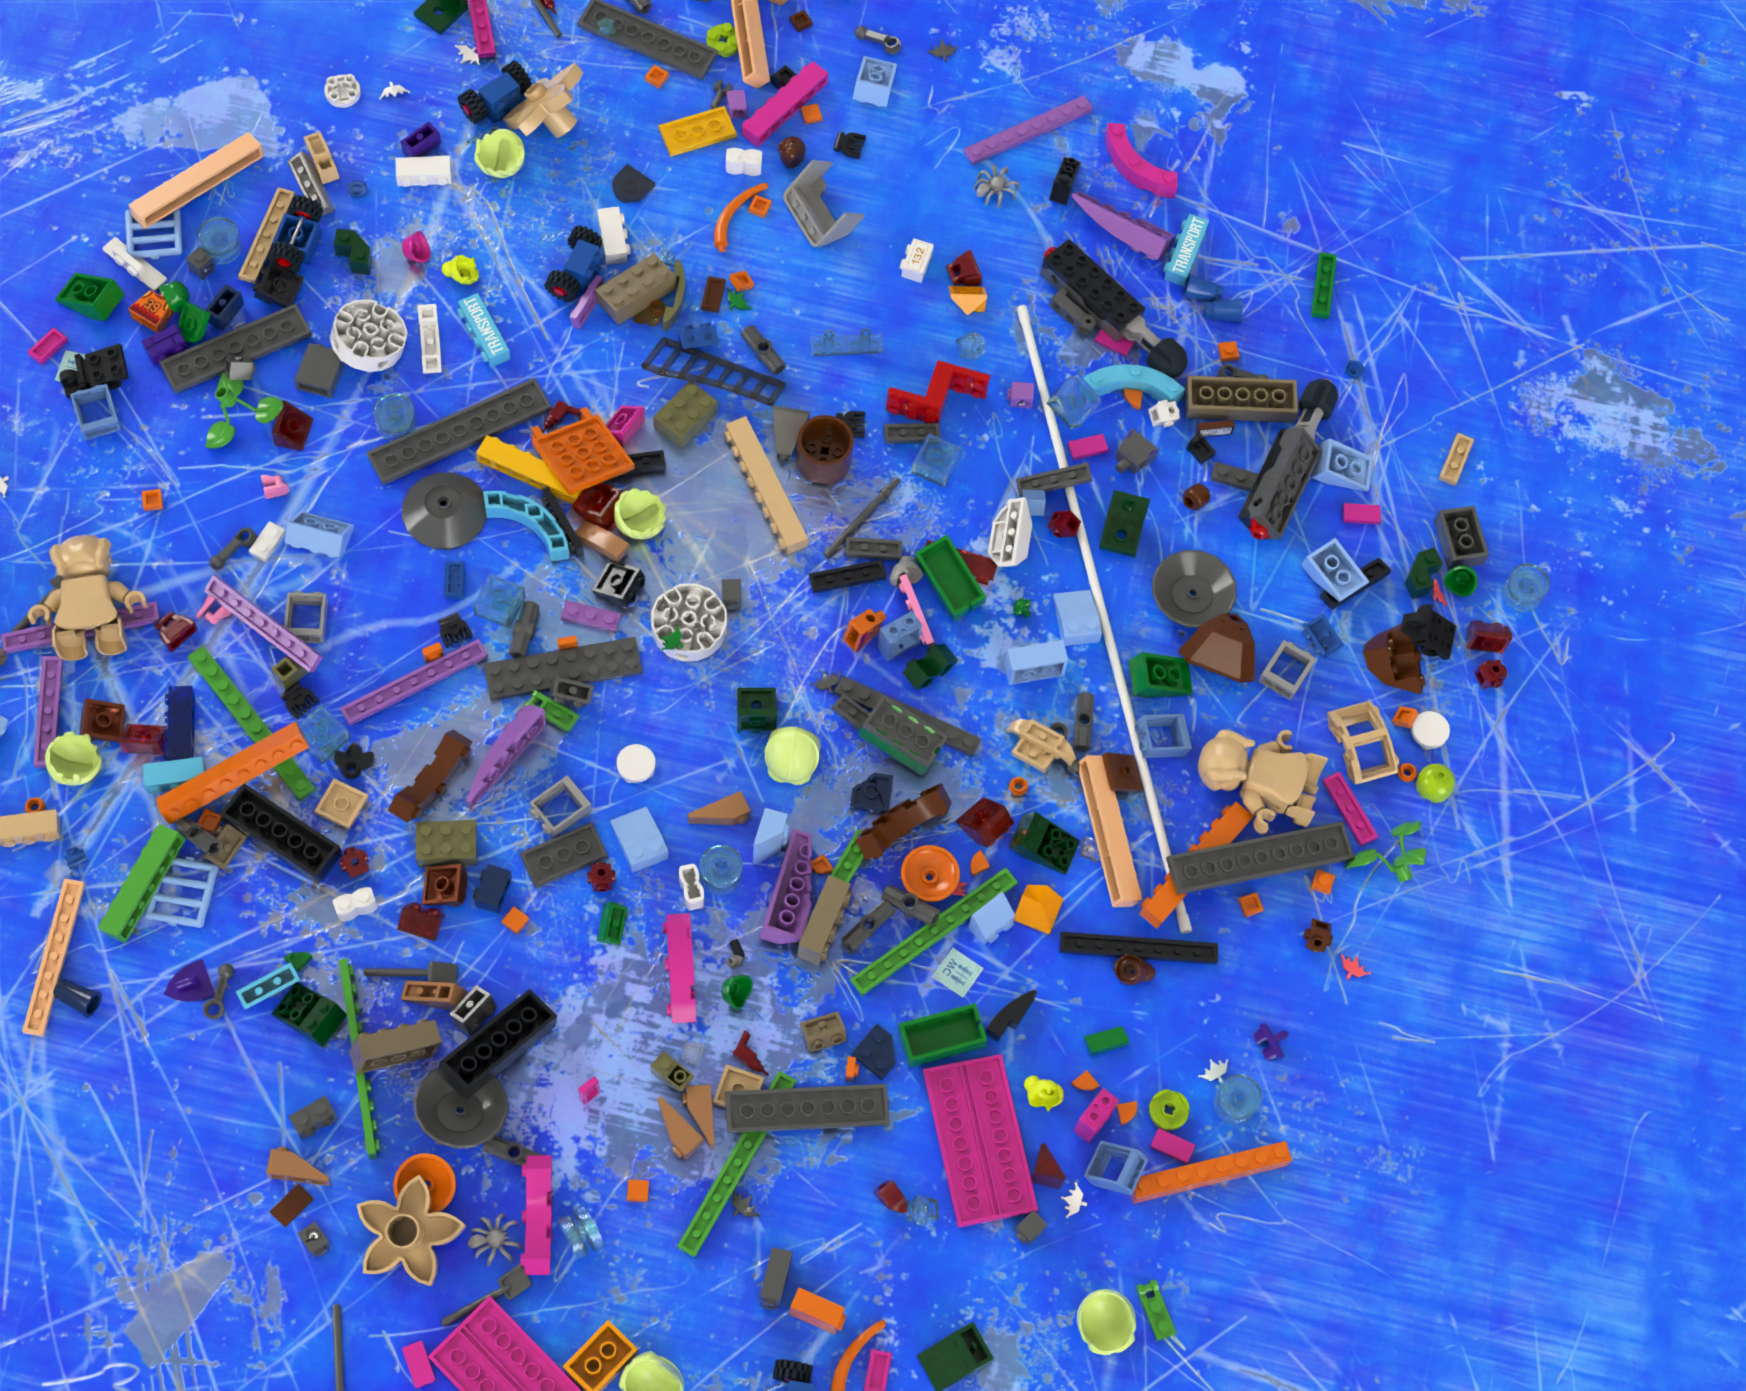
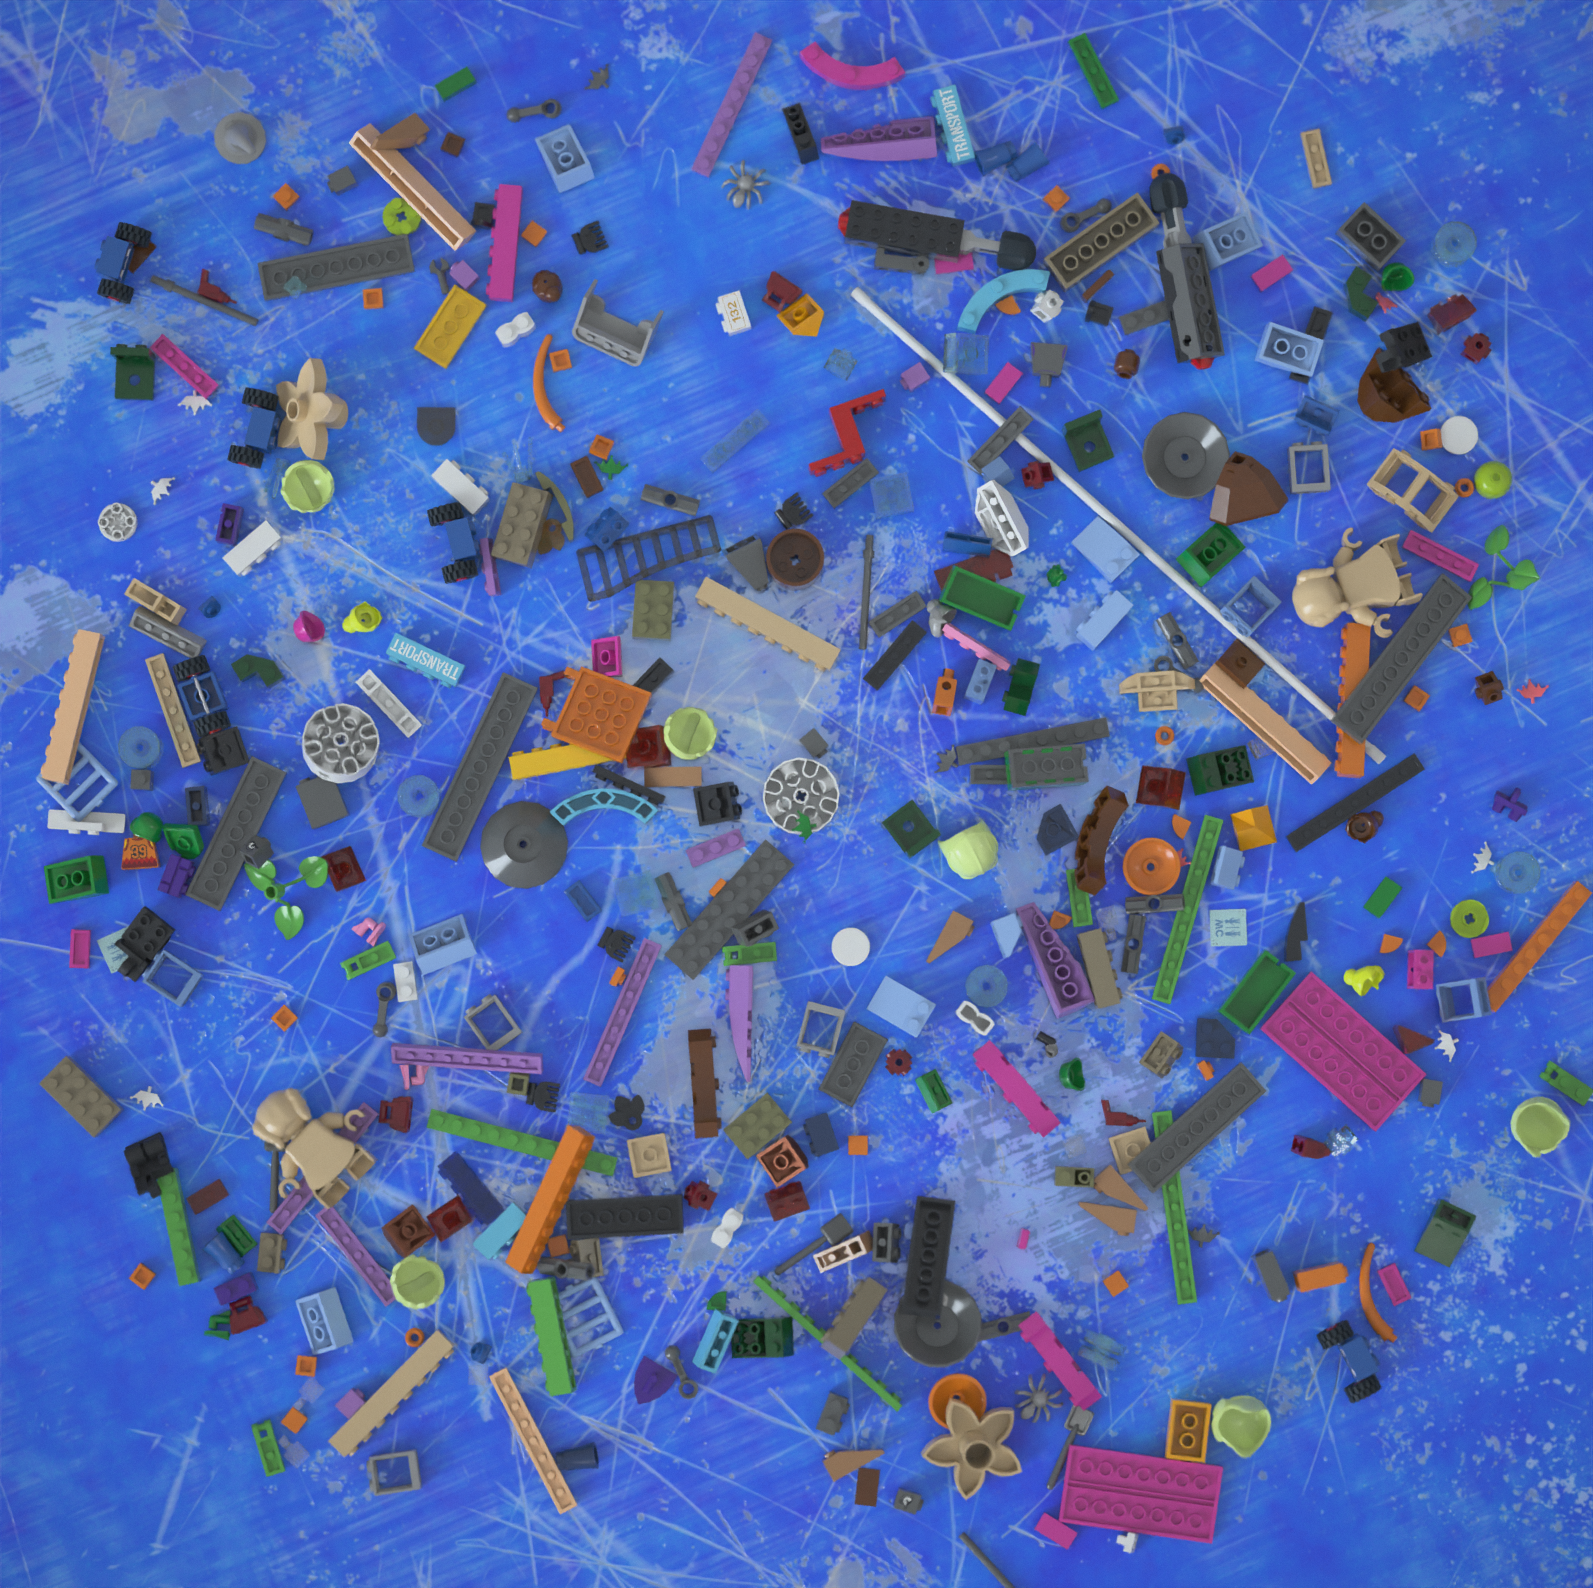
camera: 30 degrees left, 20 degrees up
(253, 505) = (369, 960): none -> bright green plate
(968, 536) = (967, 544): none -> blue piece

